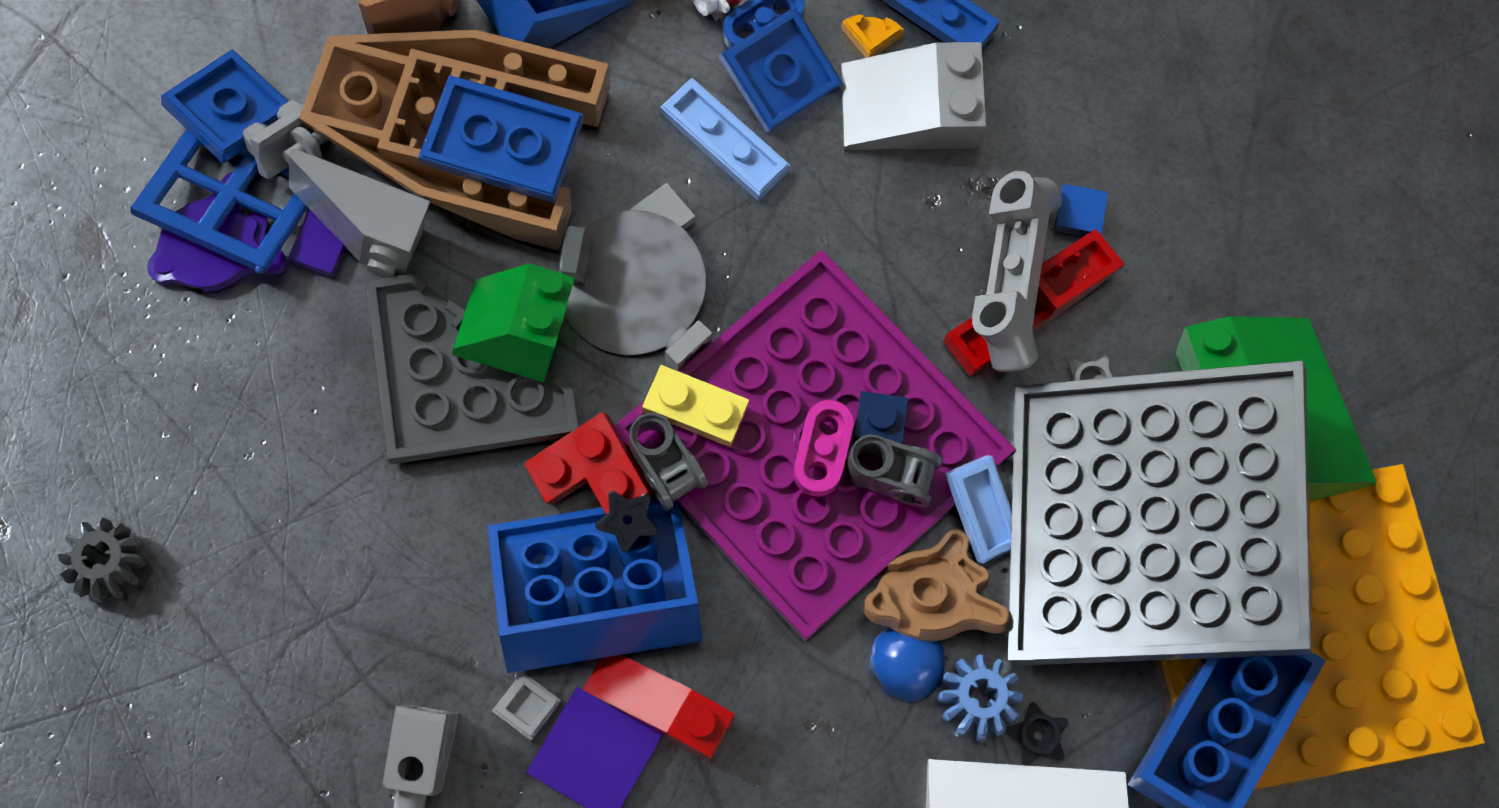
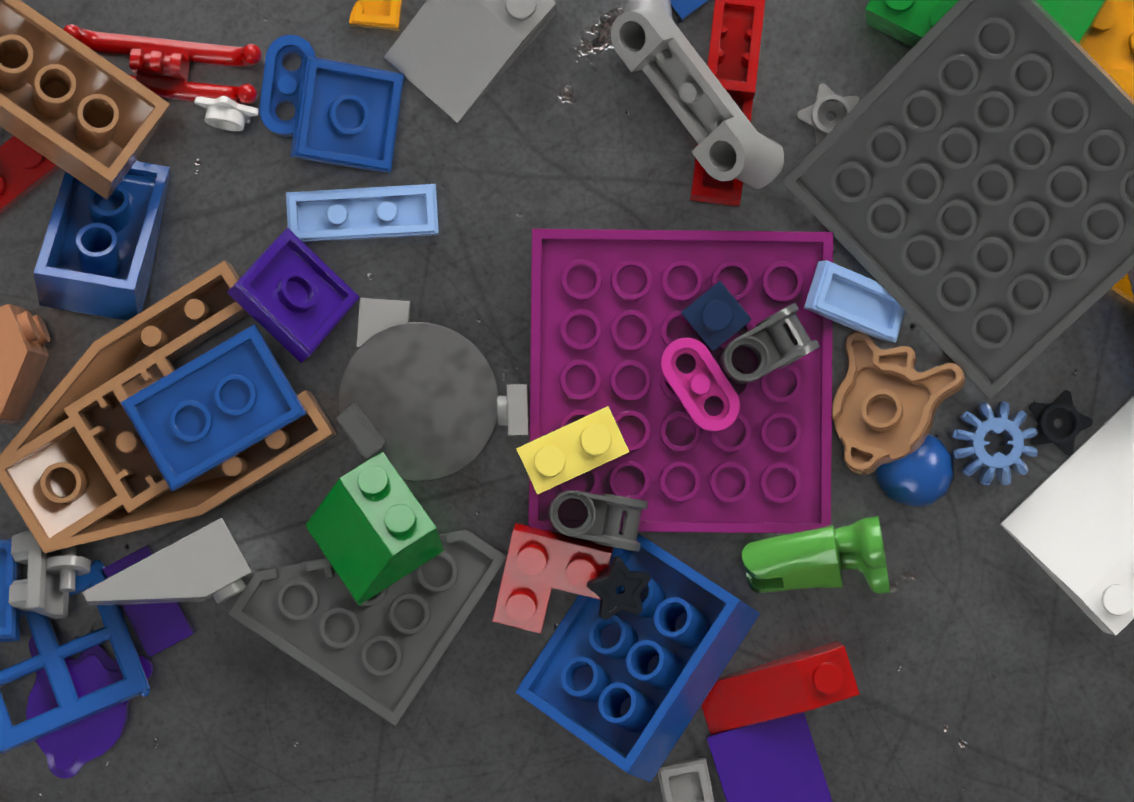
camera: 40 degrees left, 15 degrees up
(627, 132) = (293, 295): none -> dark purple tile
(782, 646) = (817, 558): none -> bright green piece

